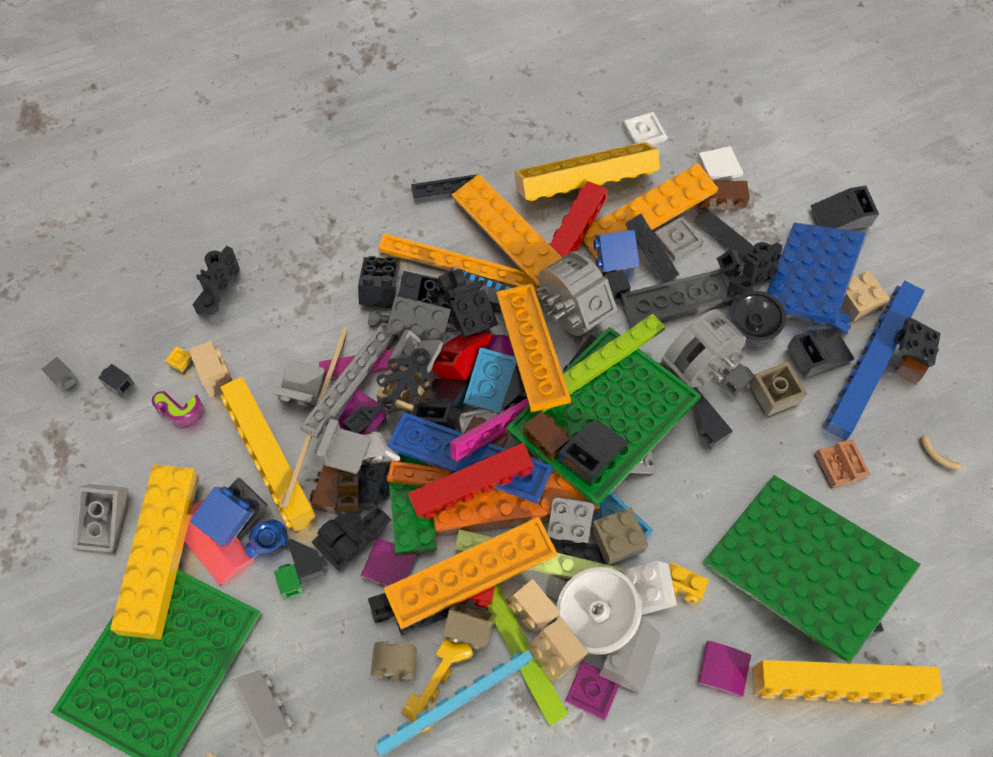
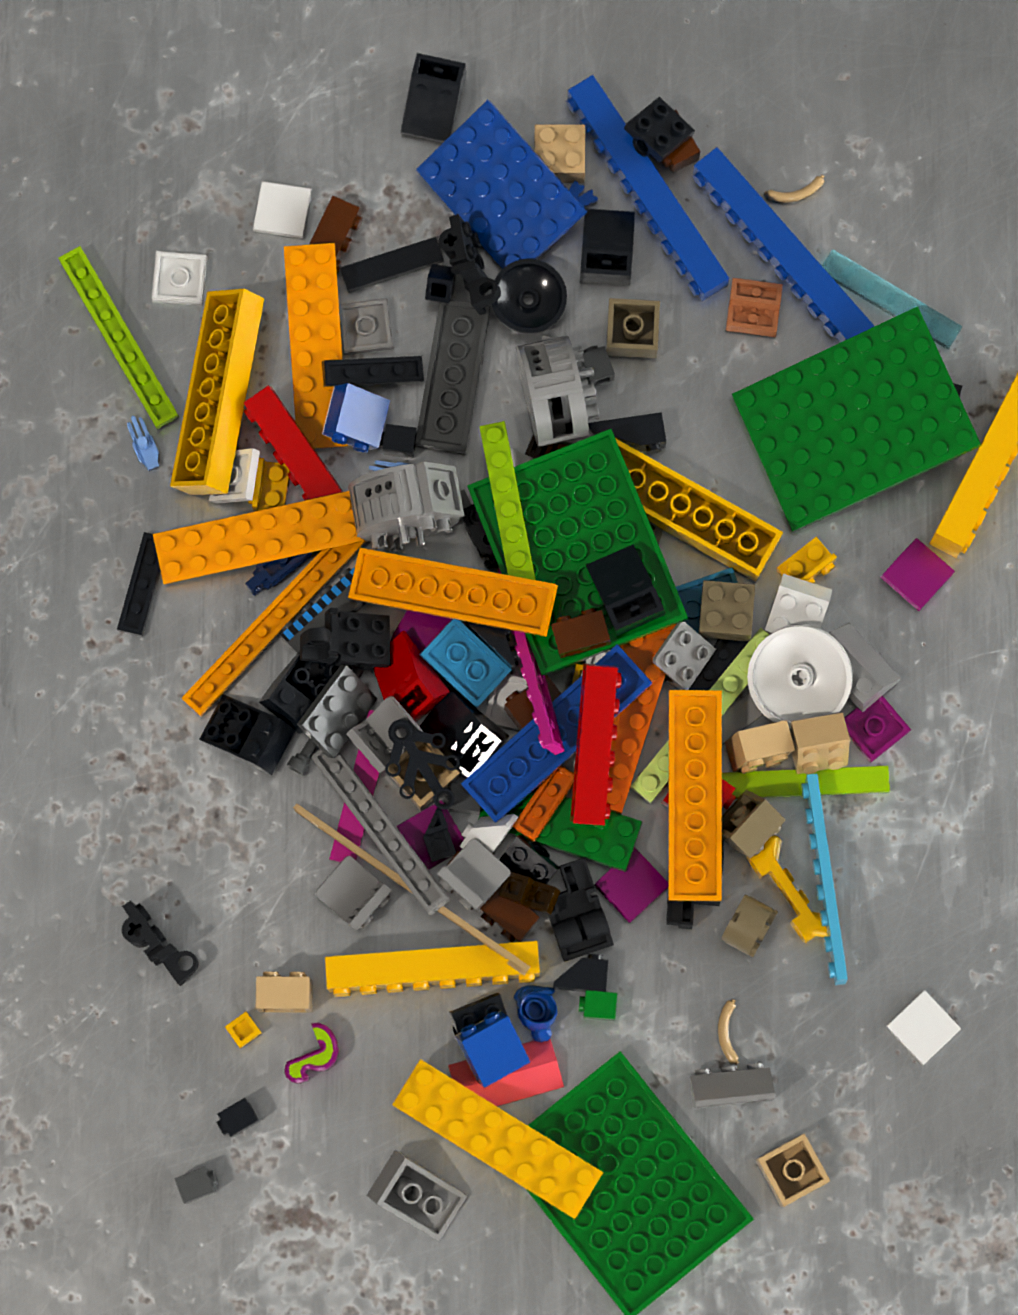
camera: 60 degrees left, 15 degrees up
(317, 679) = (723, 1034): none -> tan piece
(492, 250) = (271, 573): none -> dark blue hinge
(532, 153) = (144, 446): none -> light blue piece
(541, 204) = (242, 478): none -> white plate
(546, 223) = (270, 485): none -> yellow bracket
(589, 114) = (118, 337): none -> lime plate
(676, 489) = (701, 516): none -> yellow brick
(895, 458) = (779, 246): none -> blue brick
(909, 543) = (888, 297): none -> clear light blue tile

